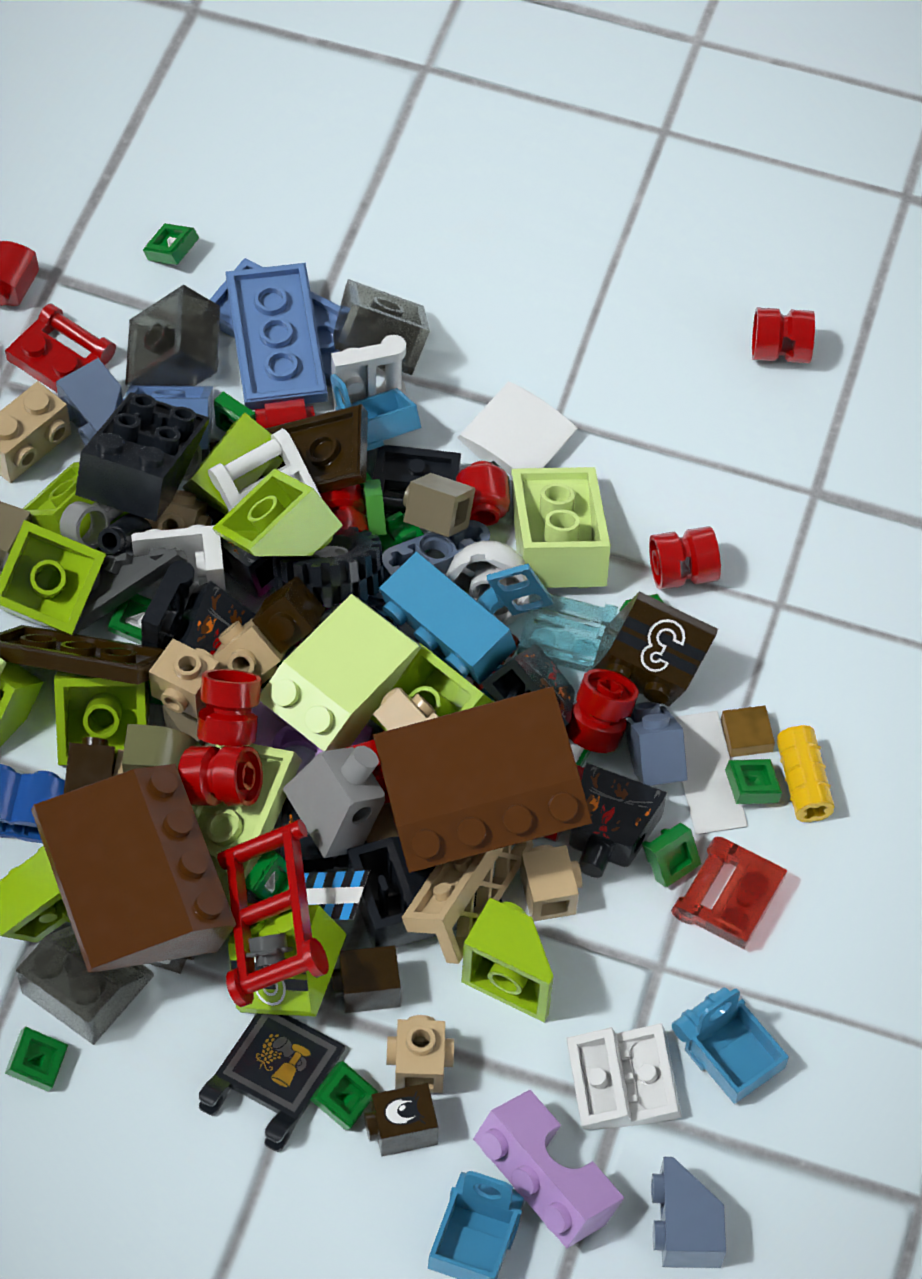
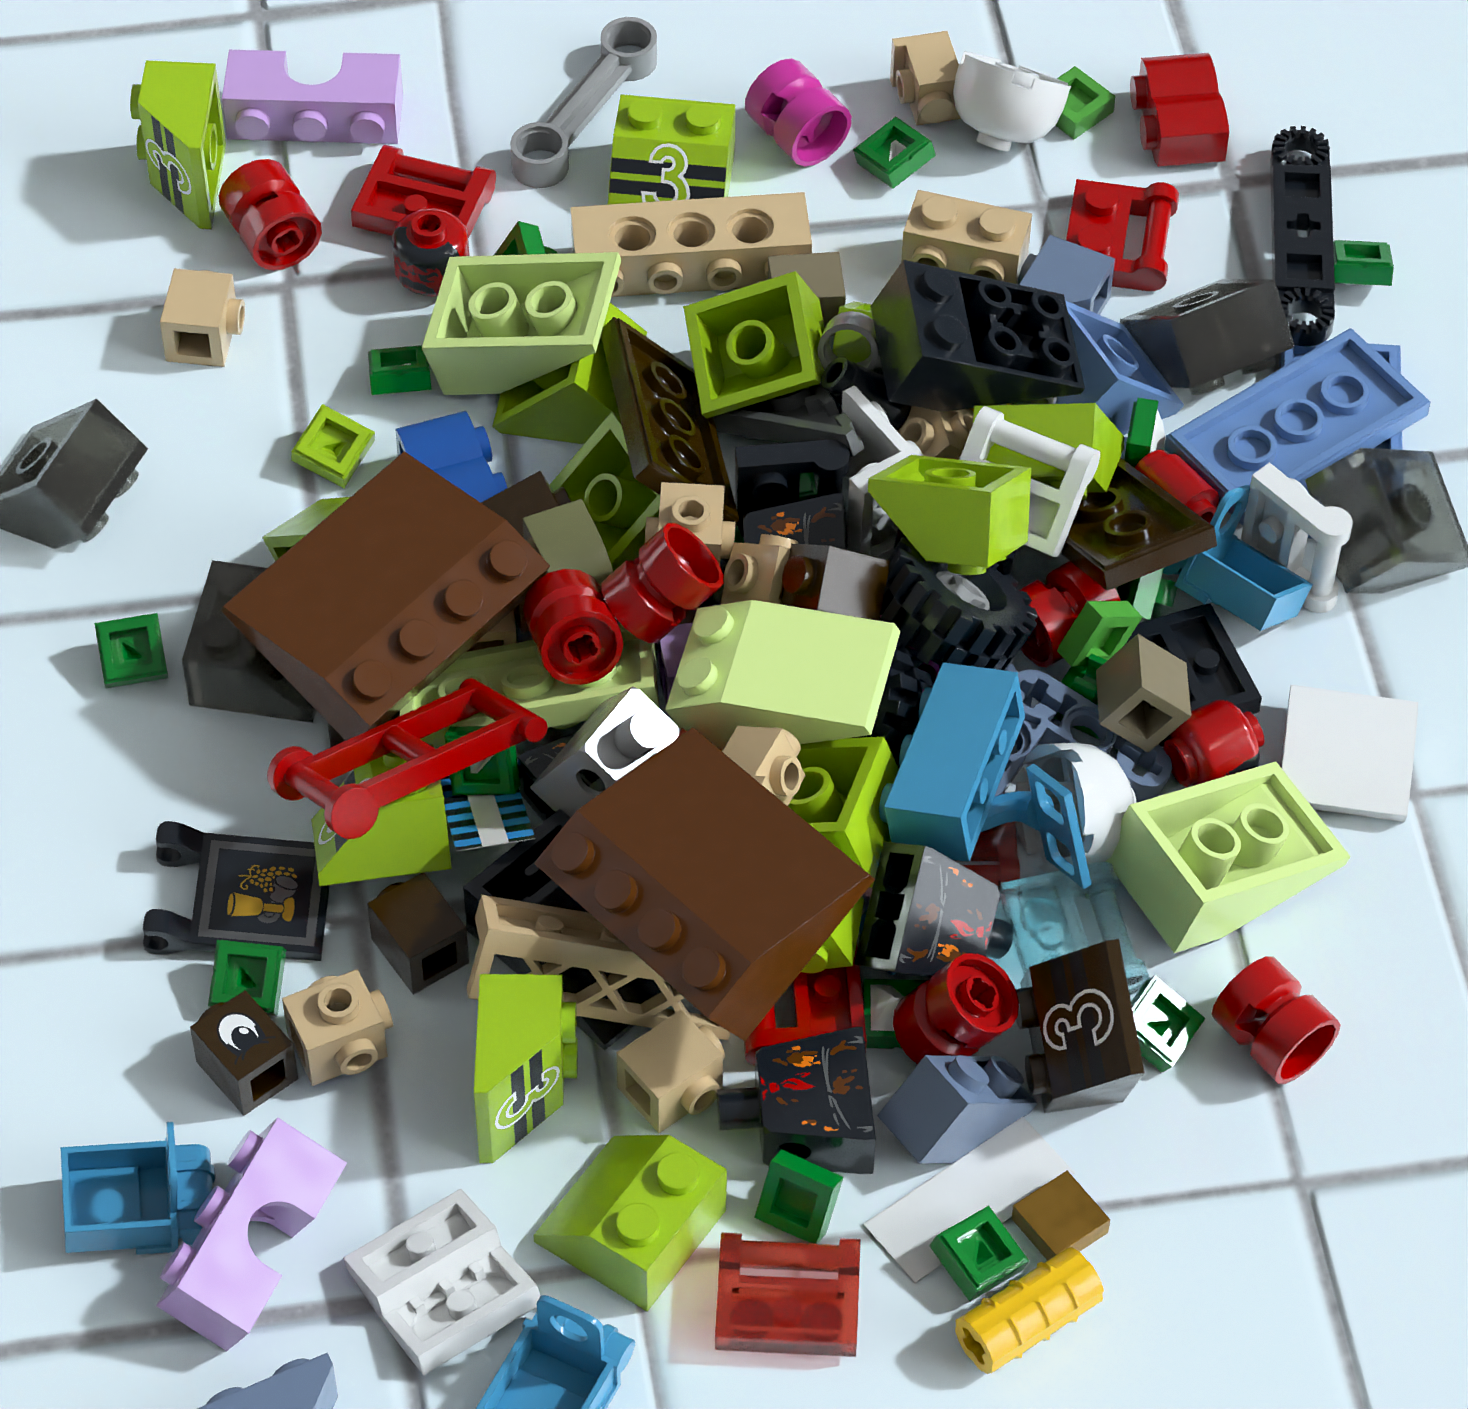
camera: 65 degrees right, 5 degrees down
(107, 247) = (1303, 202): none -> black piece
(268, 948) = (349, 766): dark grey plate -> none
(636, 948) = (637, 1214): none -> lime slope

